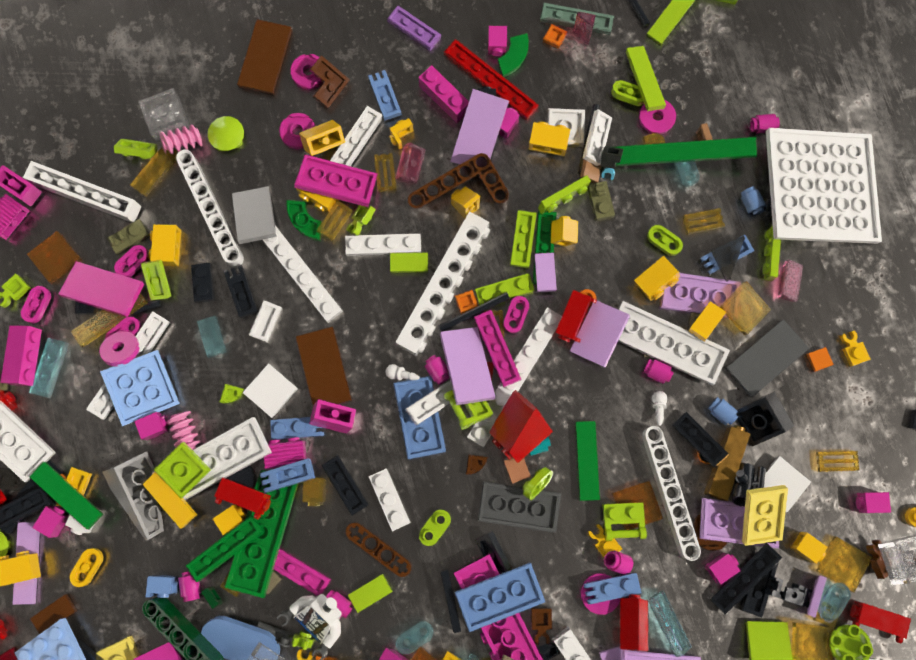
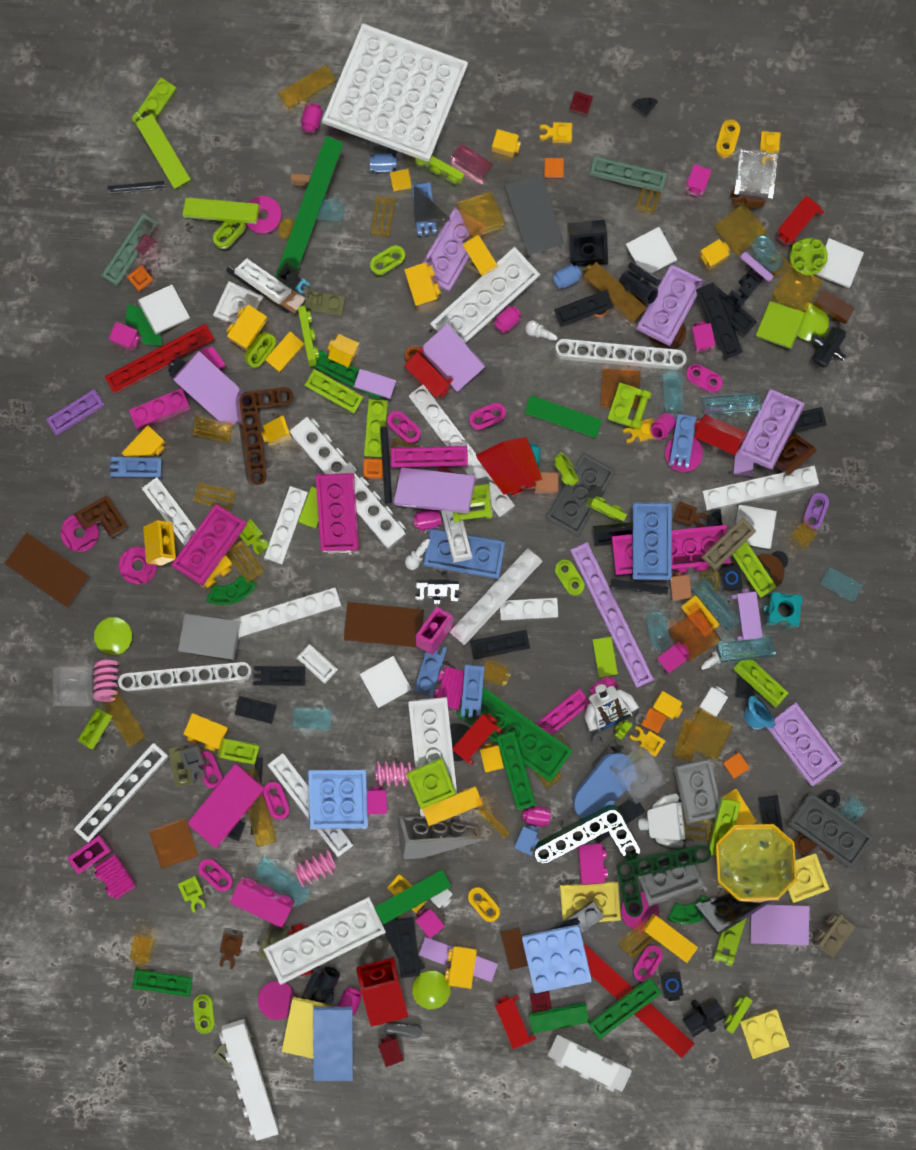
camera: 75 degrees left, 5 degrees up
(67, 393) = (315, 868): none -> bright pink piece
(113, 342) = (284, 801): dark pink tile -> none
(133, 242) = (193, 758): none -> dark grey plate
(165, 546) = (493, 822): none -> clear yellow tile
(212, 597) = (554, 798): dark green tile -> none
(231, 394) = (374, 719): lime tile -> none
(376, 552) = (567, 632): reddish brown beam -> none
(380, 406) = (440, 584): none -> piece
(389, 463) = (496, 596): none -> white plate
(400, 129) = (177, 464): yellow bracket -> none
(408, 94) = (146, 444): none -> yellow slope
(410, 163) = (215, 469): clear pink slope -> none
(411, 283) = (337, 511): none -> dark pink tile
(413, 584) = (611, 615): none -> lavender tile
(445, 144) = (212, 426): none -> clear yellow tile
(466, 643) = (680, 587): none -> nougat brick
(475, 464) = (526, 519): reddish brown tile -> none
(516, 529) = (614, 512): none -> lime plate
(534, 160) = (260, 349): none -> lime plate
(535, 64) = (163, 309): none -> white tile
(541, 182) = (284, 351): none -> yellow tile
(559, 387) = (487, 416): none -> dark pink plate
(655, 559) = (673, 392): none -> clear light blue plate
(682, 585) = (704, 378): none -> dark pink plate
(743, 224) = (400, 180): none -> yellow tile
(764, 515) = (671, 282): light yellow tile -> none
(789, 110) = (307, 87): none -> clear yellow tile
(822, 305) = (505, 143): none -> yellow brick
(847, 433) = (628, 174): none -> sand green tile
(892, 361) = (581, 103): none -> dark red tile

